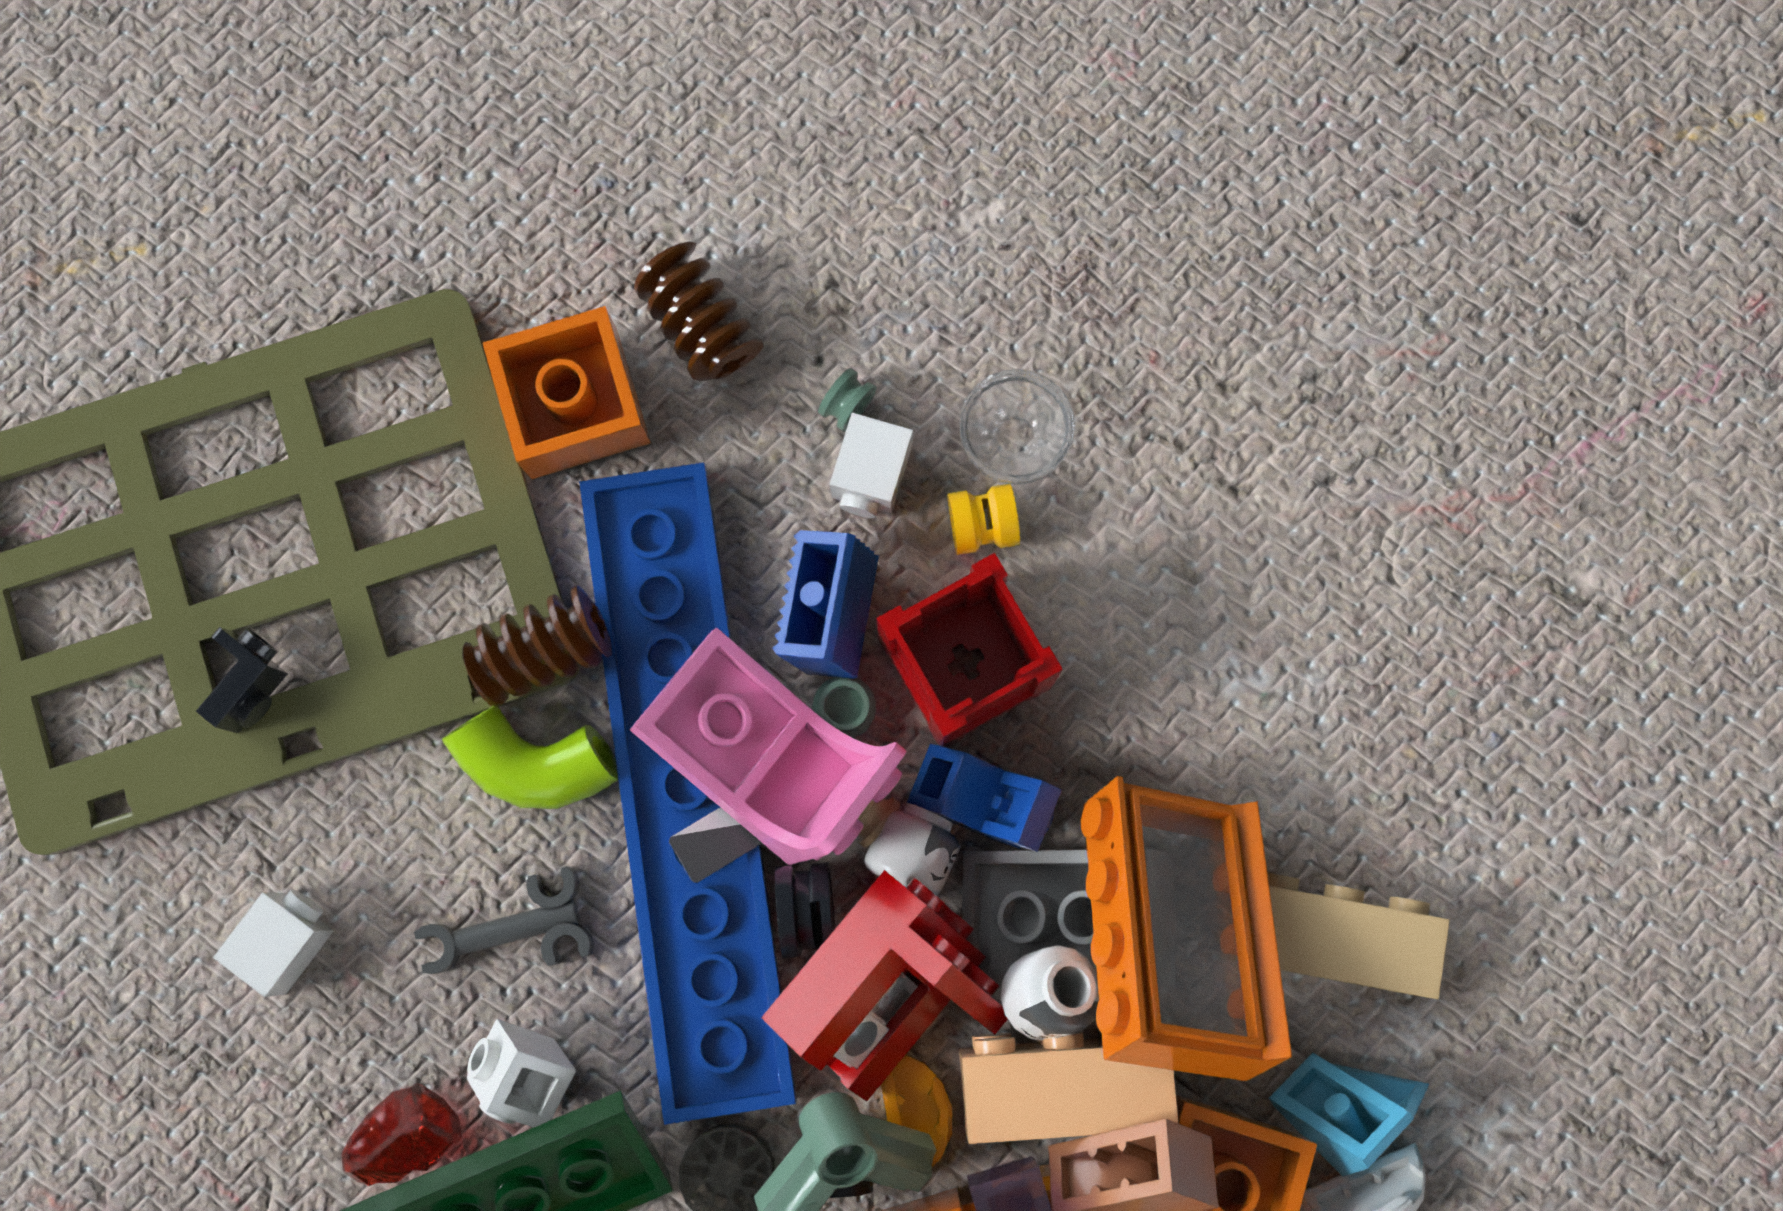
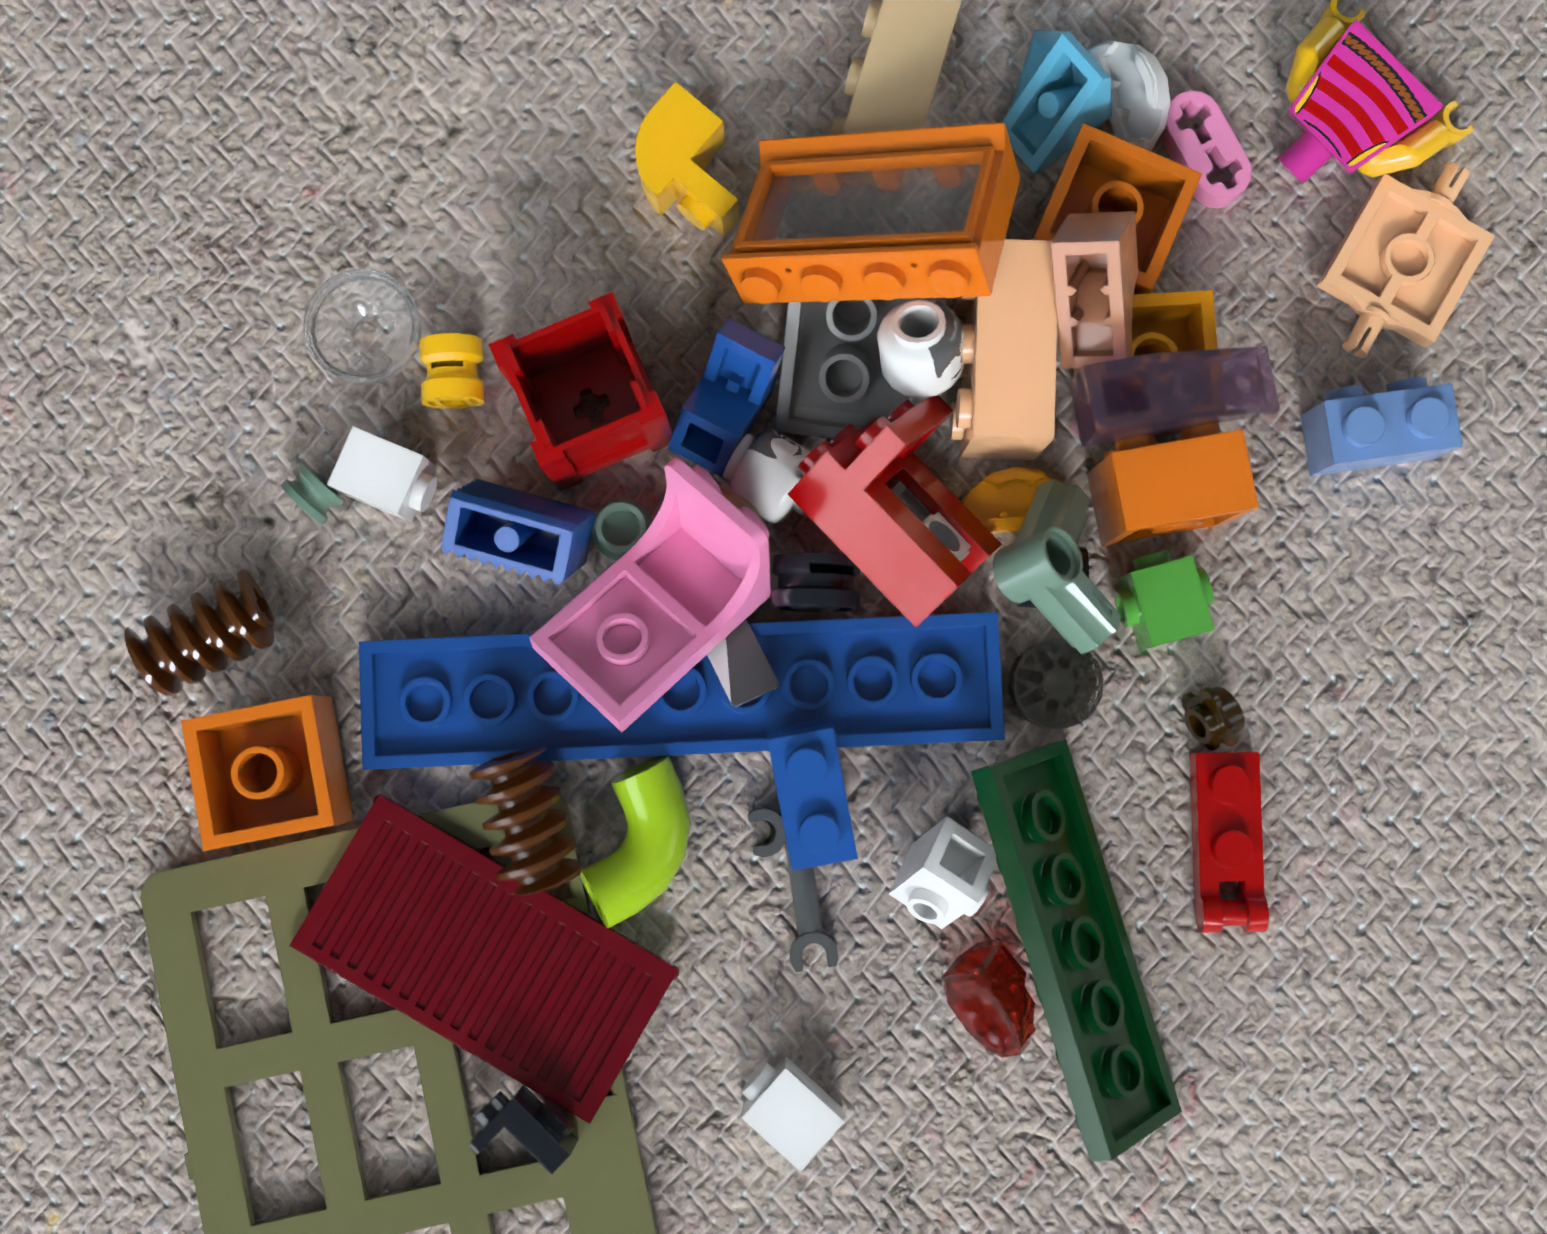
camera: 85 degrees left, 5 degrees up
(385, 648) = (483, 967): none -> dark red window
(586, 928) = (811, 794): none -> blue brick
(1230, 709) = (670, 155): none -> yellow brick

